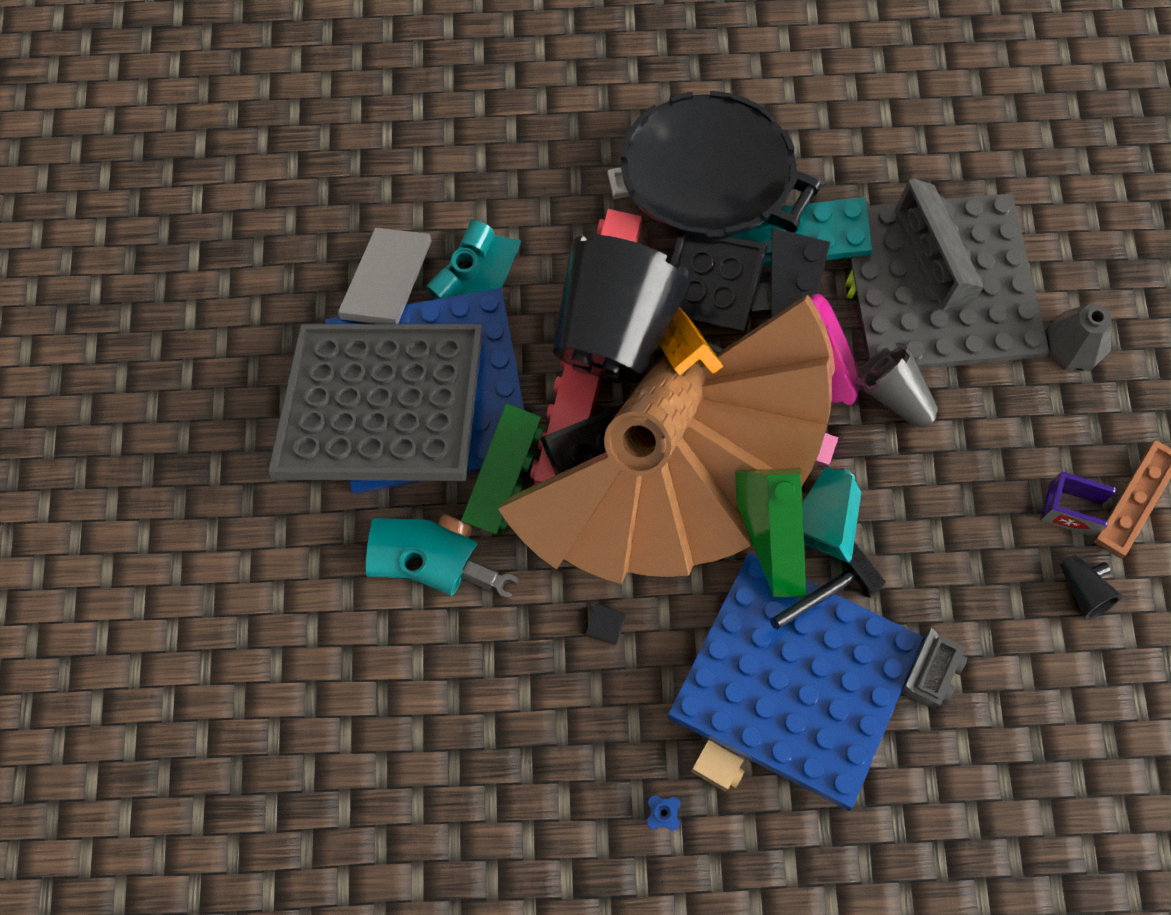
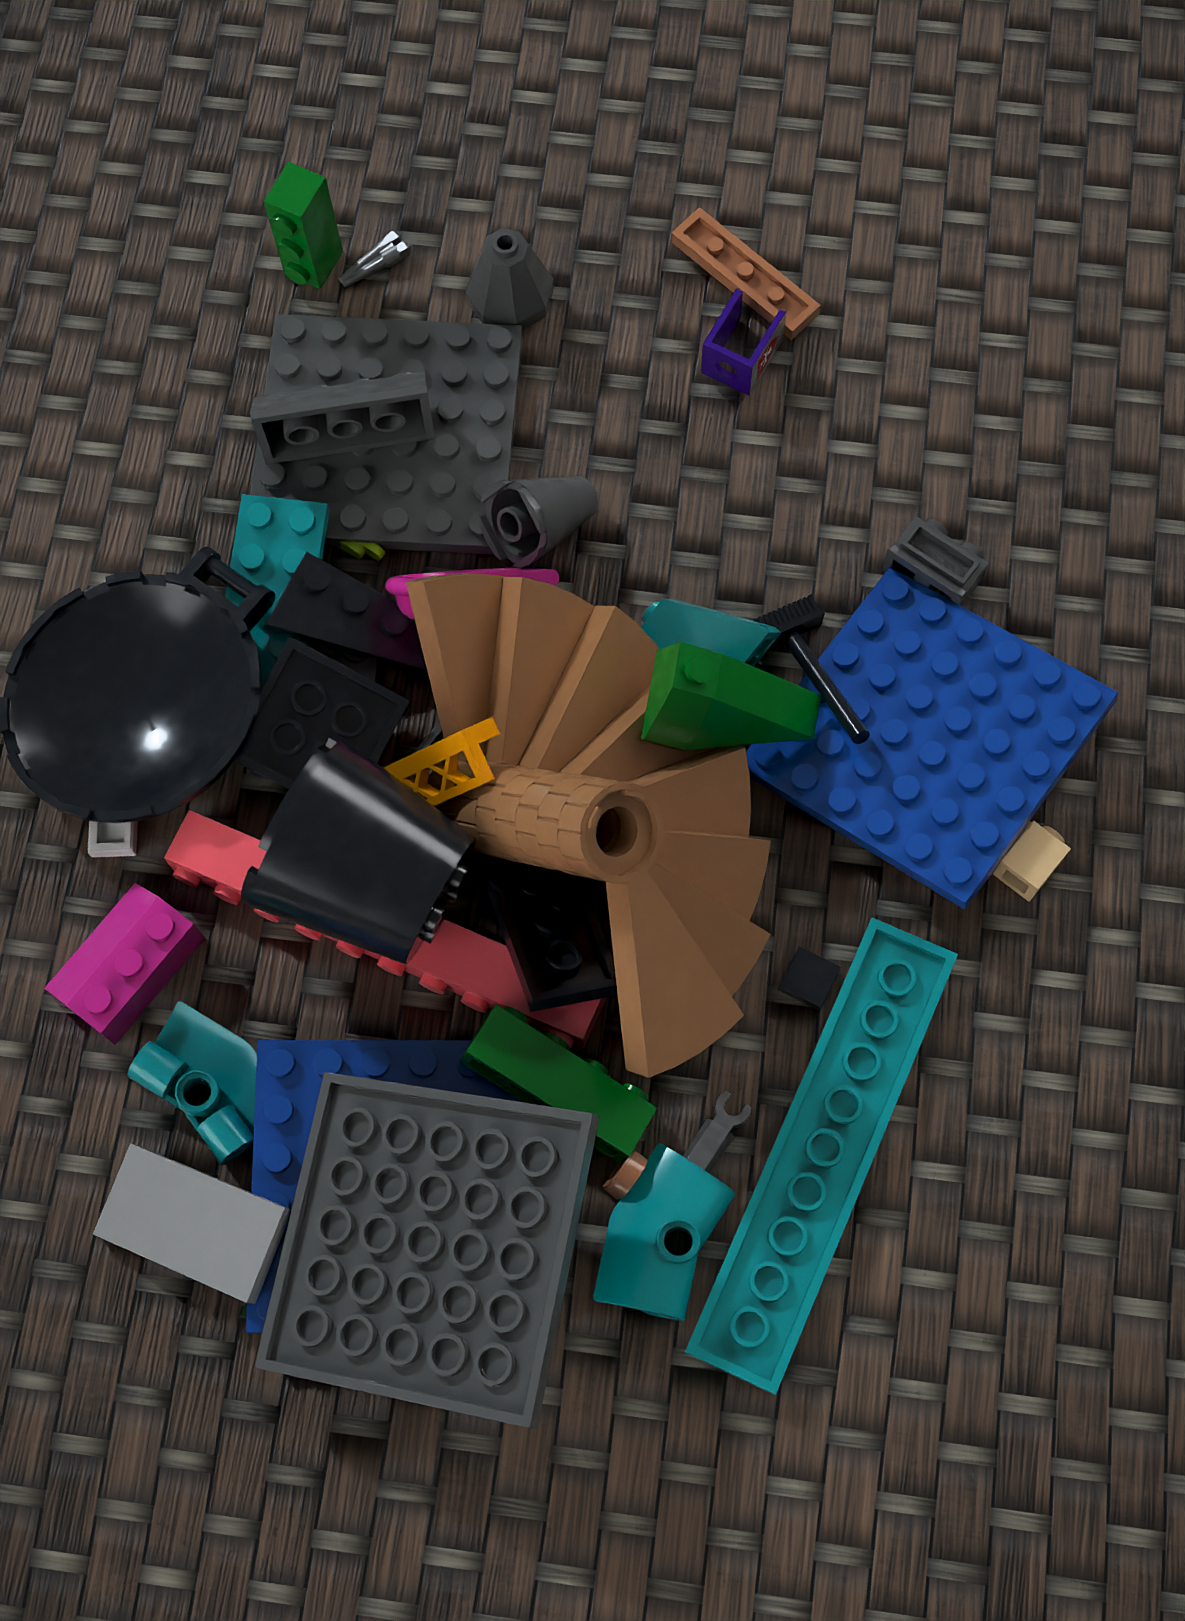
camera: 80 degrees left, 0 degrees up
(492, 650) = (821, 1157): none -> teal plate
(540, 207) = (125, 962): none -> dark pink slope
(656, 806) = (1074, 952): blue plate -> none
(1076, 188) = (303, 225): none -> green brick
(1080, 253) = (382, 255): none -> flat silver piece
(1089, 588) = (853, 358): black piece -> none

